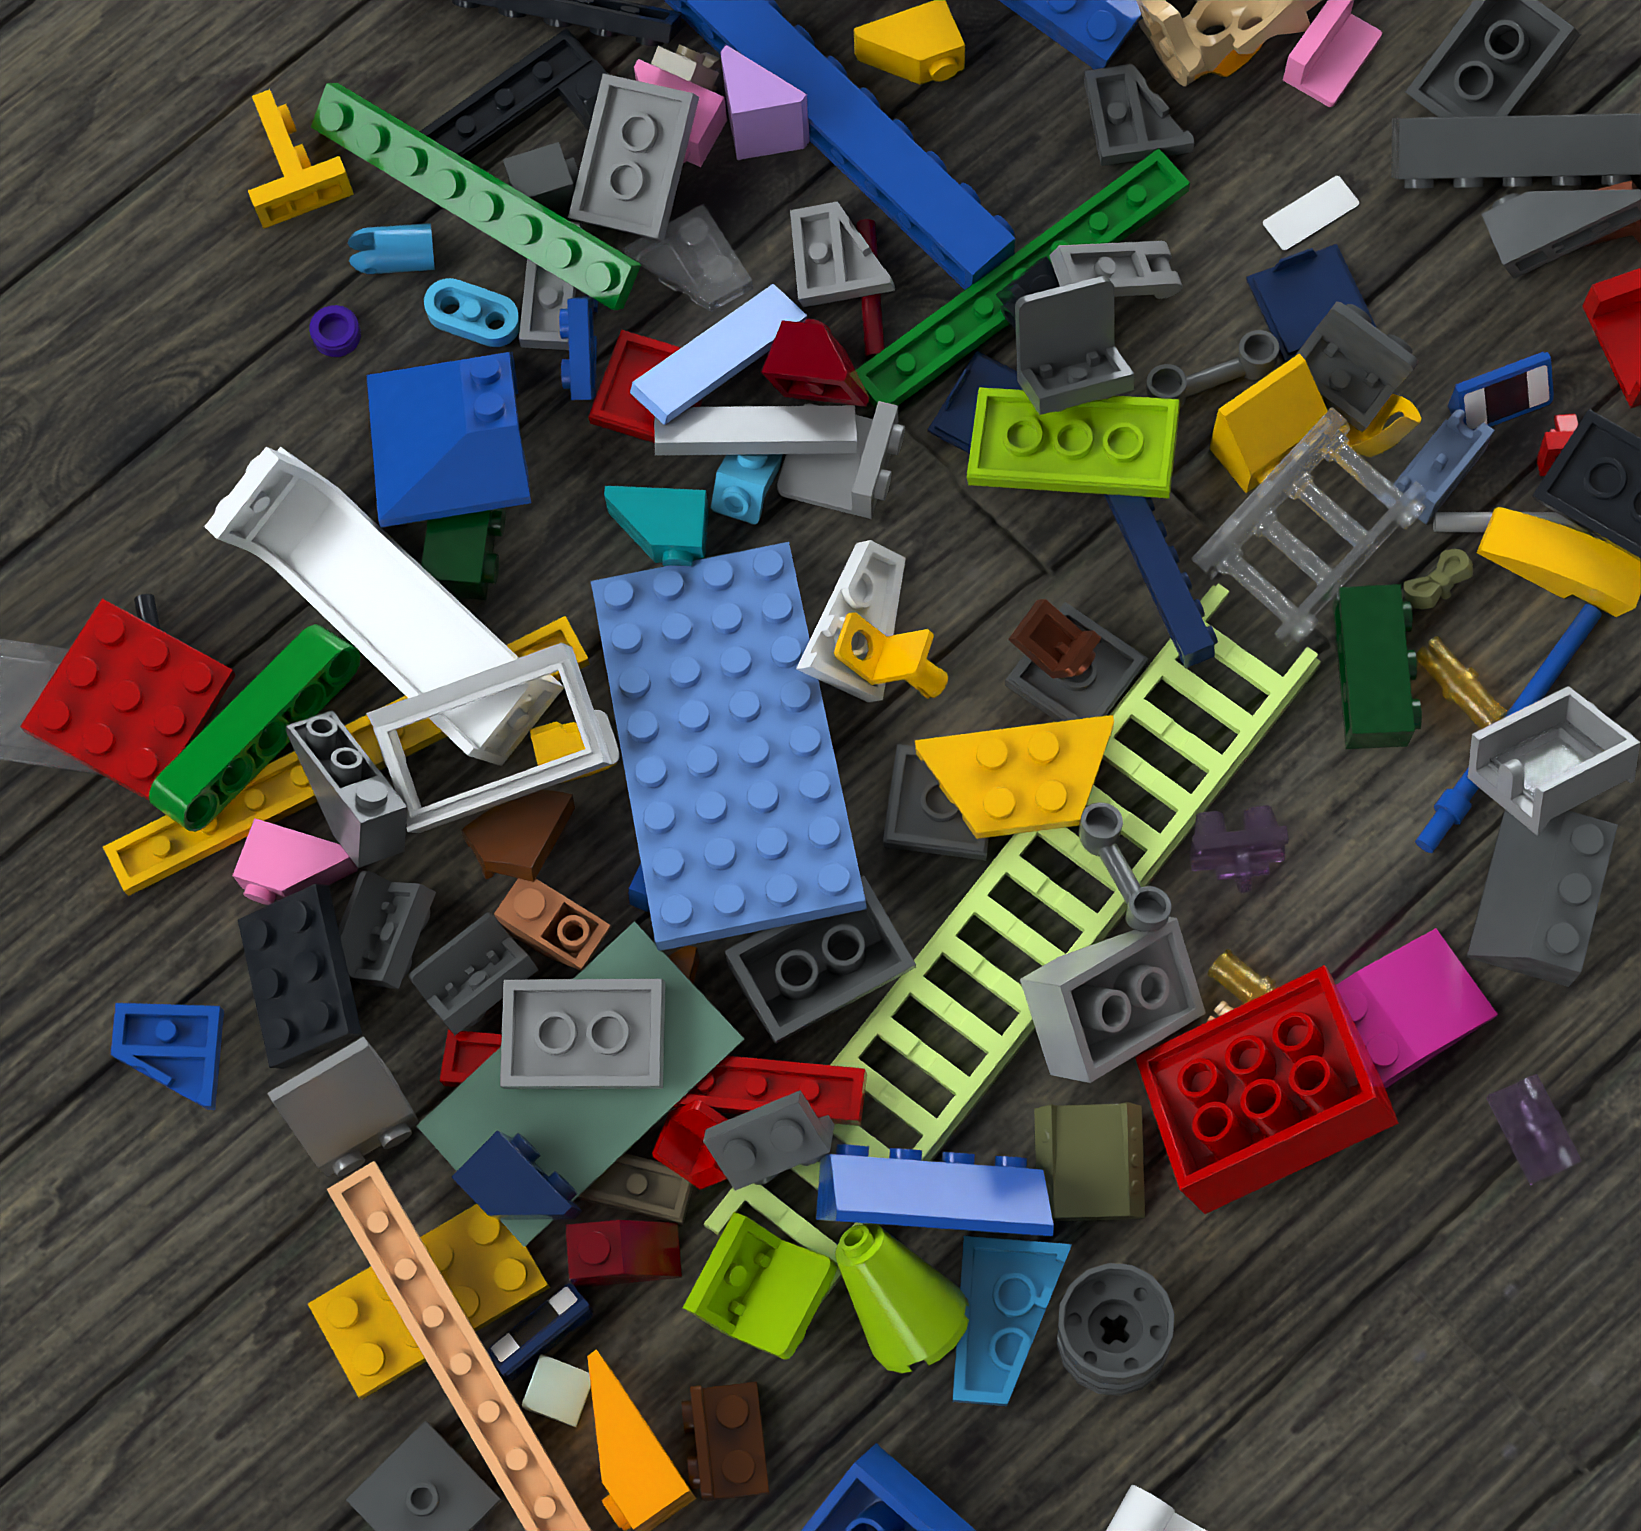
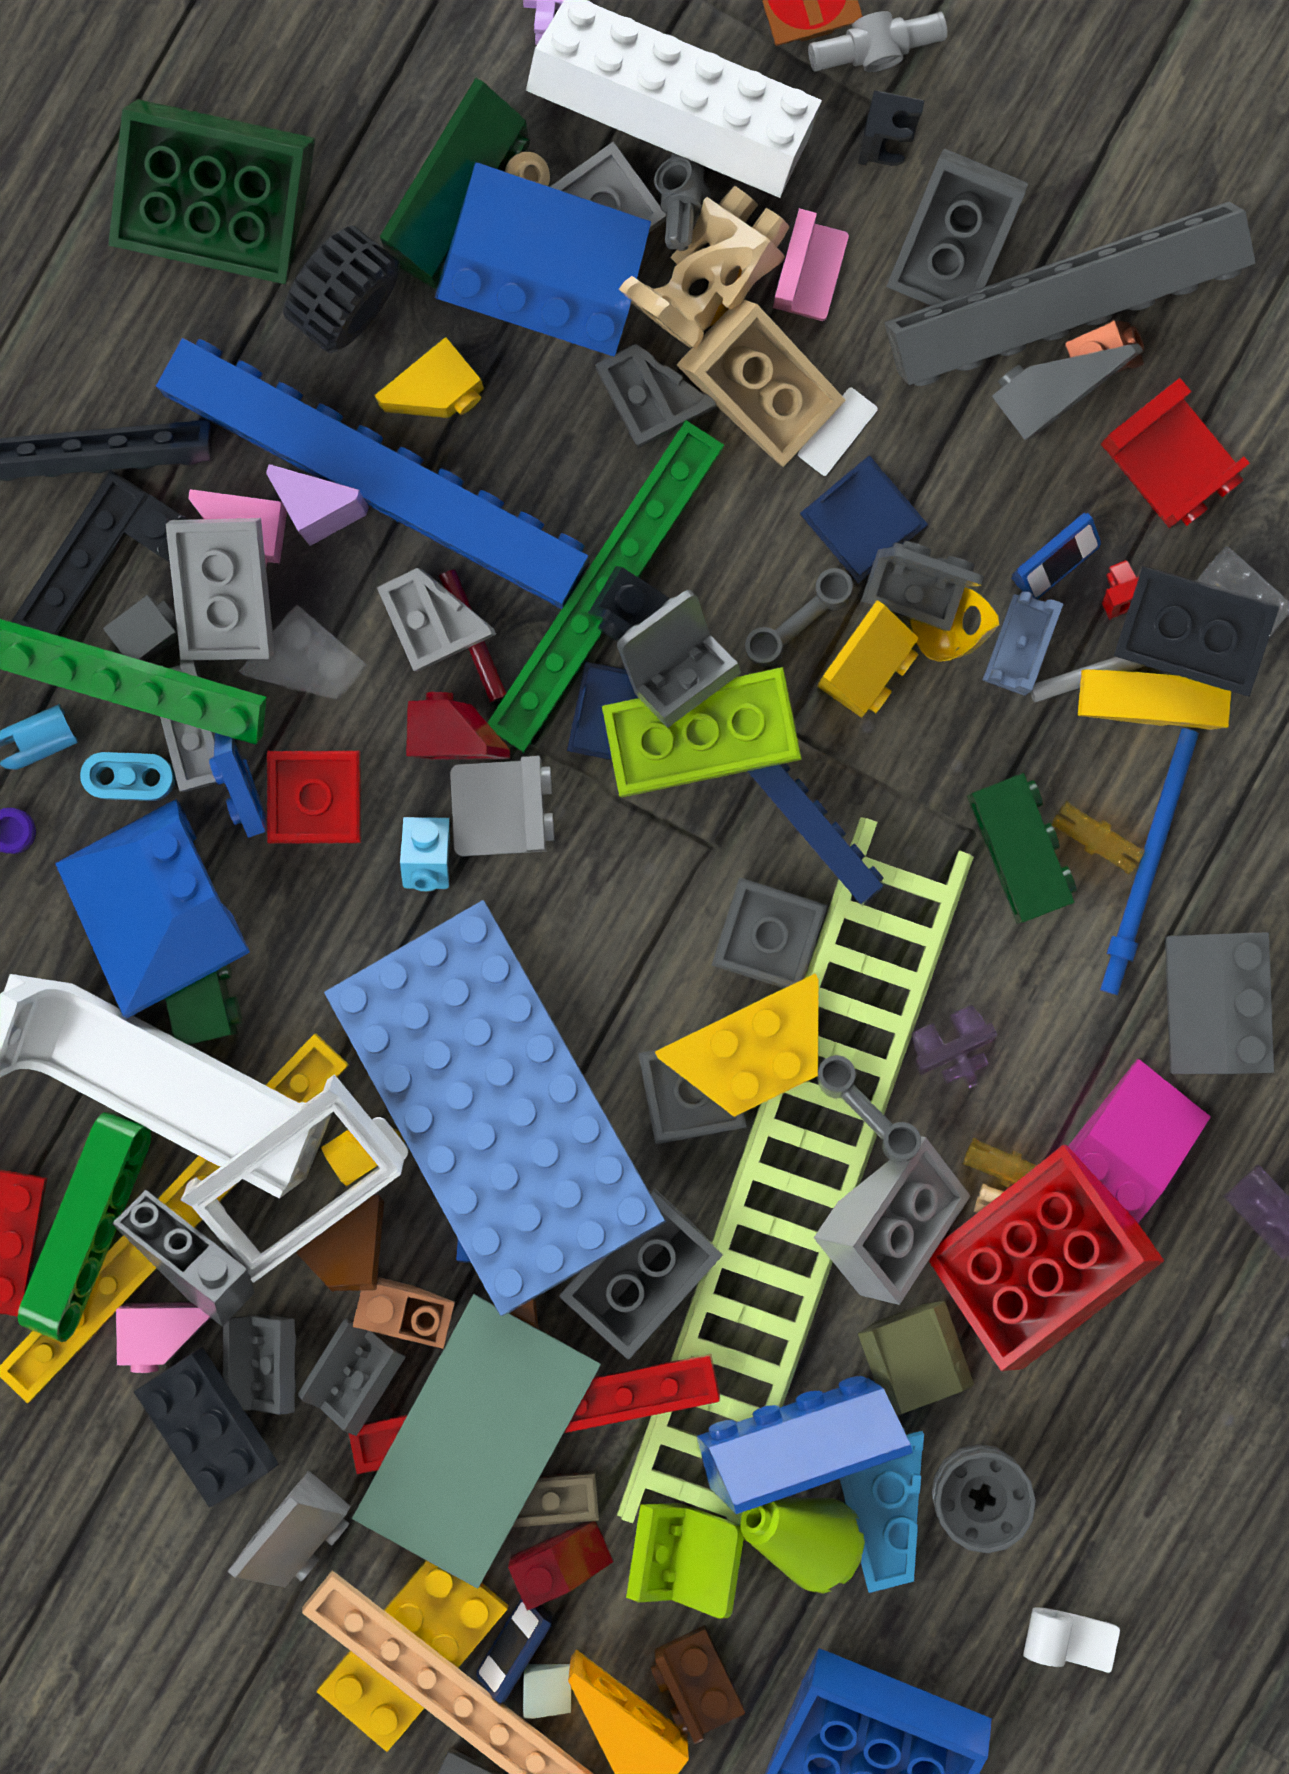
camera: 20 degrees left, 15 degrees up
(172, 1046) = (120, 1518): blue wing -> none
(511, 1184) = (455, 1550): dark blue slope -> none
(583, 1034) = (465, 1407): light grey plate -> none
(662, 521) = (369, 920): teal slope -> none
(682, 1144) = (593, 1458): red panel -> none
(689, 65) = (238, 483): dark tan plate -> none
(715, 355) = (361, 750): light blue tile -> none
(758, 431) = (419, 812): light grey tile -> none
(769, 1140) = (654, 1448): dark grey bracket -> none
(872, 590) = (570, 958): white wing -> none
(891, 657) = (608, 981): yellow bracket -> none
(1054, 641) = (746, 925): copper bracket -> none
(1130, 266) = (685, 556): light grey plate -> none
(1249, 137) = (761, 381): none -> tan slope
(1293, 480) = (907, 710): clear fence -> none
(1452, 568) = (1060, 735): olive piece -> none
(1551, 757) = (1197, 890): light grey window -> none

